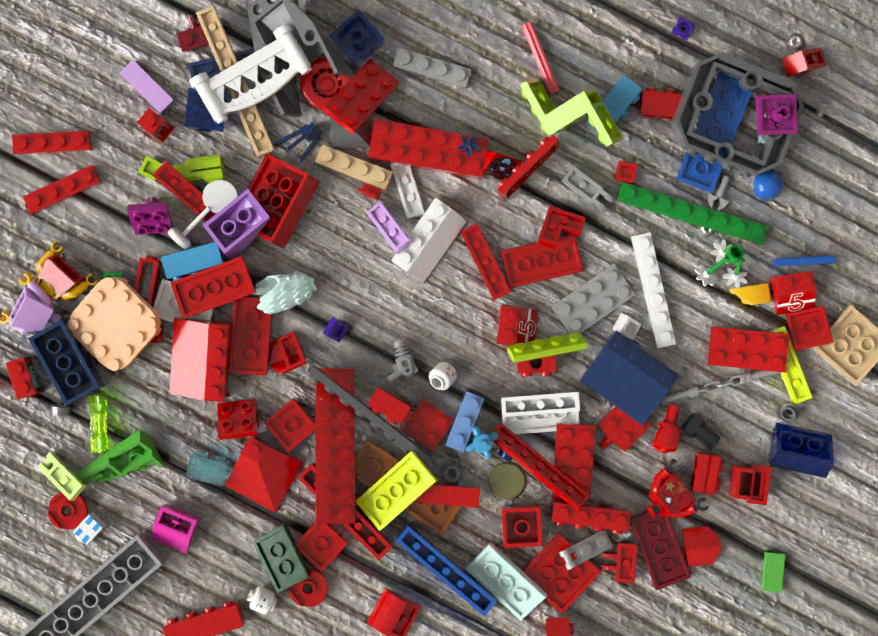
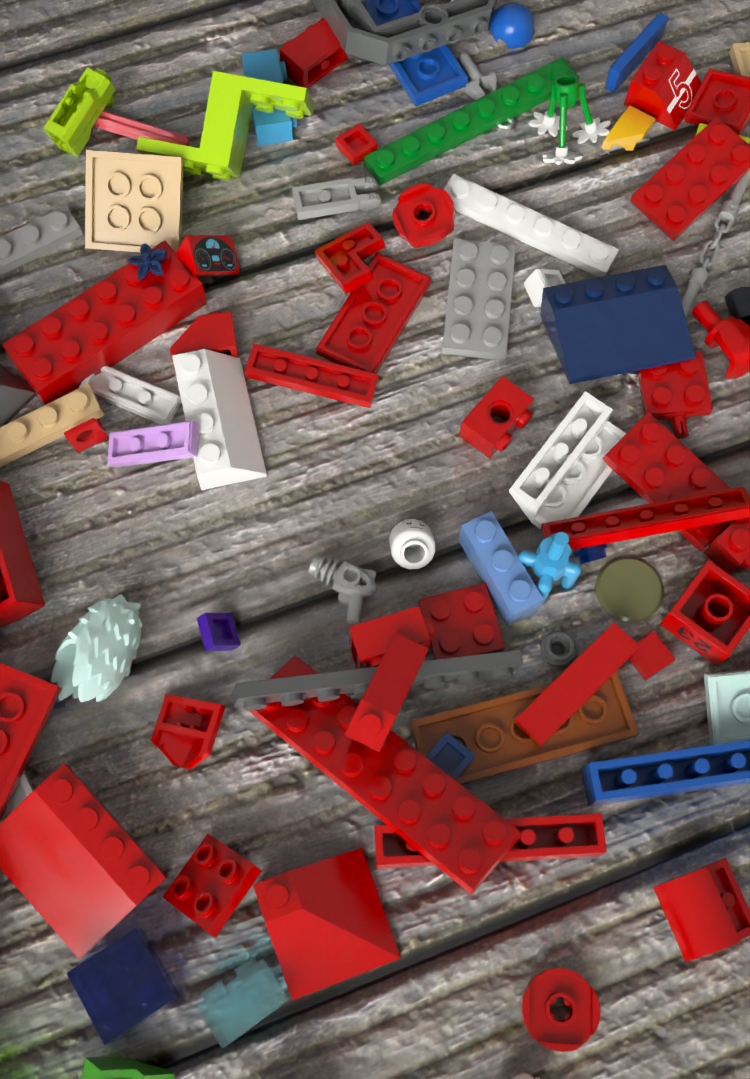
camera: 55 degrees left, 20 degrees down
(174, 420) = (123, 985): none -> clear blue brick
(249, 338) = (115, 761): red plate -> none
(281, 558) = (480, 1010): tile -> none
(290, 425) = (292, 814): red plate -> none
(321, 545) = (507, 928): red plate -> none
(362, 427) = (387, 692): none -> red slope
(364, 469) = (450, 756): none -> dark blue plate
(396, 490) = (521, 736): neon yellow plate -> none
(461, 201) = (208, 332): none -> red slope
(483, 513) = (651, 656): none -> red tile
(496, 105) = (132, 200): none -> tan plate
(516, 325) = (426, 407): red slope -> none
(523, 30) = (79, 110): none -> lime piece
(523, 172) = (244, 231): red plate -> none
(547, 347) = (491, 381): lime plate -> none
(618, 249) = (429, 231): none -> red plate

